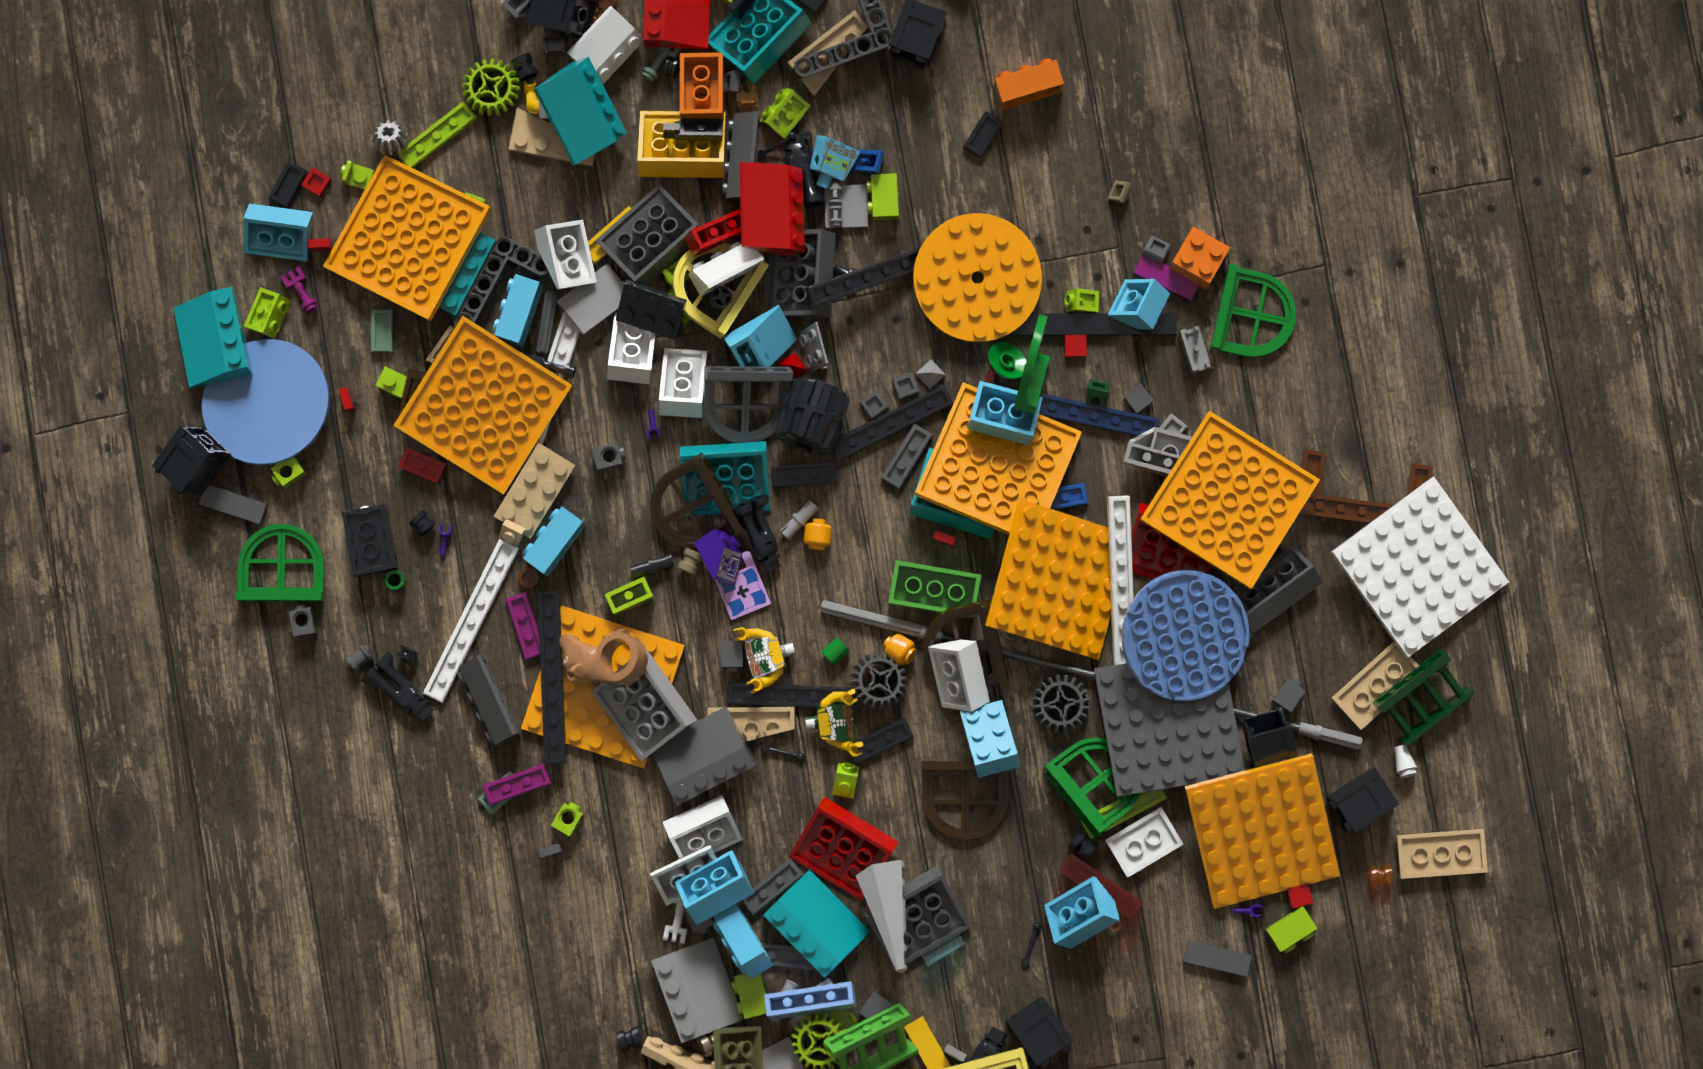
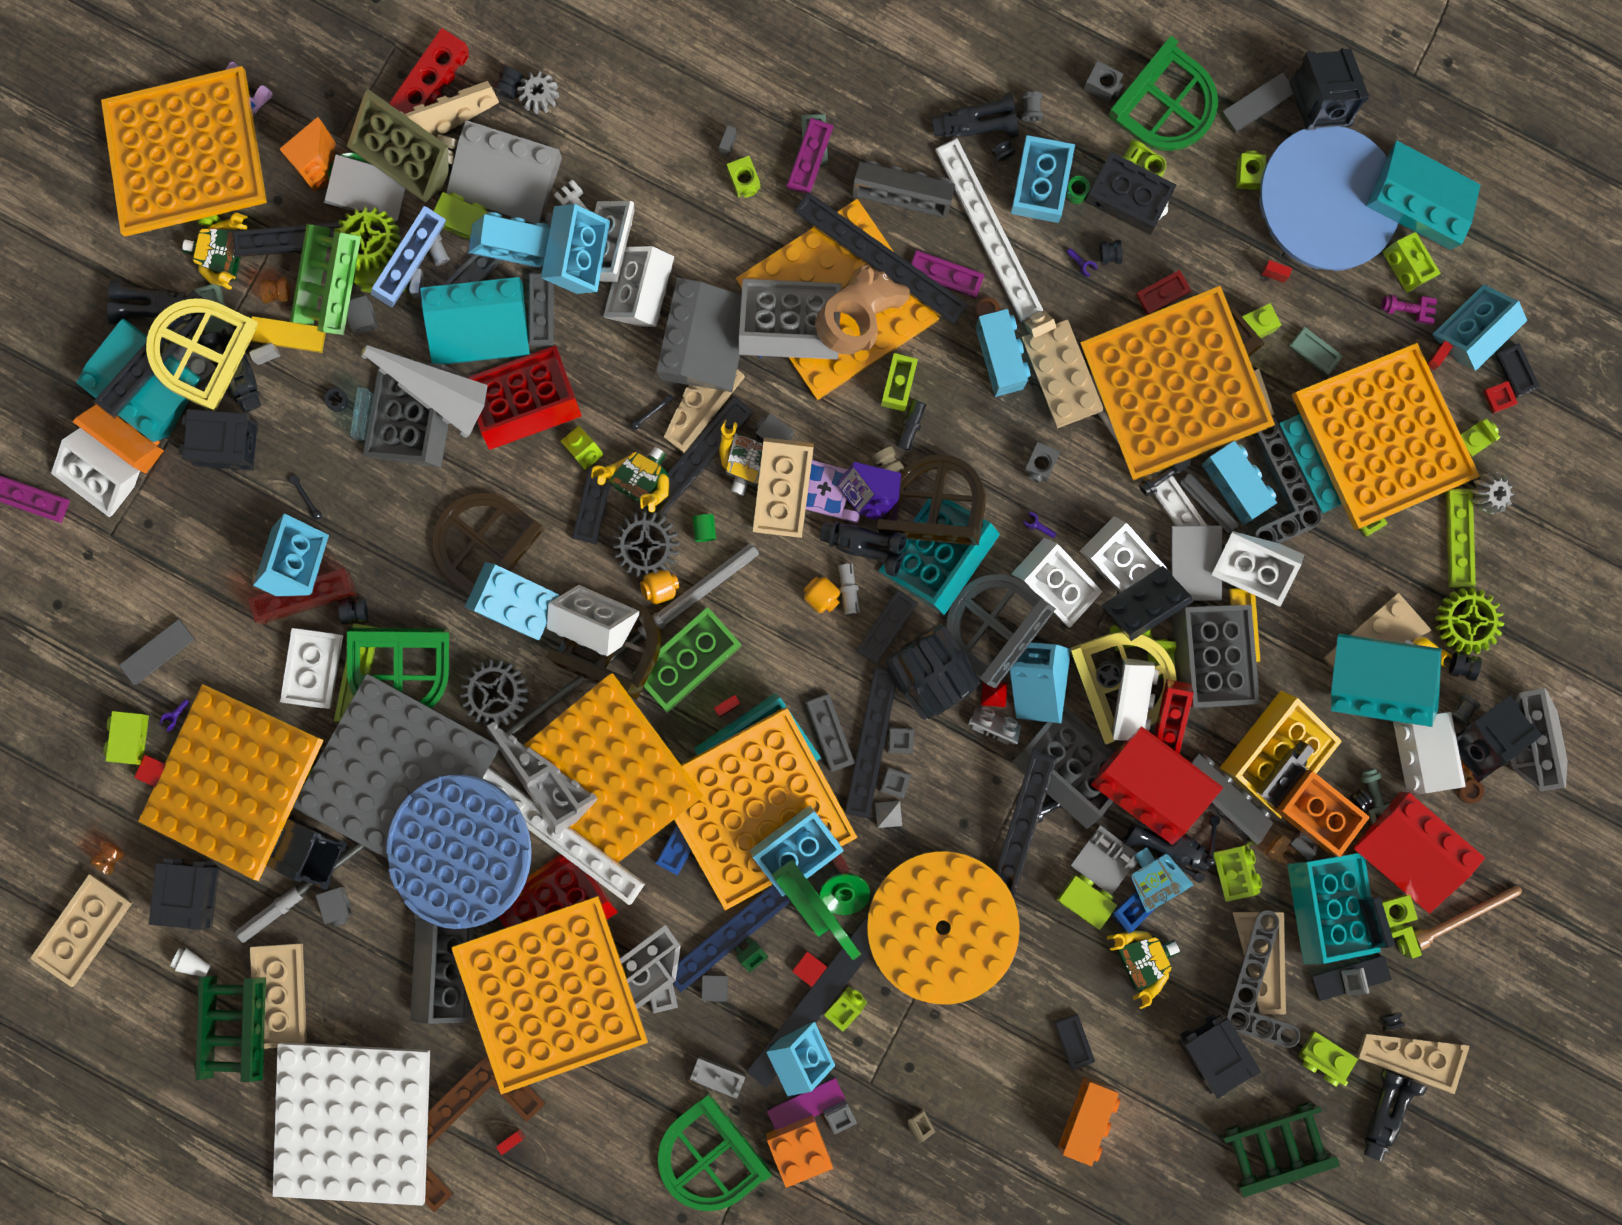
camera: 120 degrees right, 0 degrees up
(338, 552) = (1144, 156): none -> lime piece
(407, 609) = (1042, 179): none -> medium azure brick
(615, 1017) = (539, 100): none -> light grey gear
(766, 616) = (783, 487): none -> tan plate
(893, 127) = (1145, 962): none -> torso
(941, 976) = (341, 406): none -> black bush
(1096, 605) = (554, 794): none -> light grey wedge
(1347, 453) = (510, 1142): none -> red tile

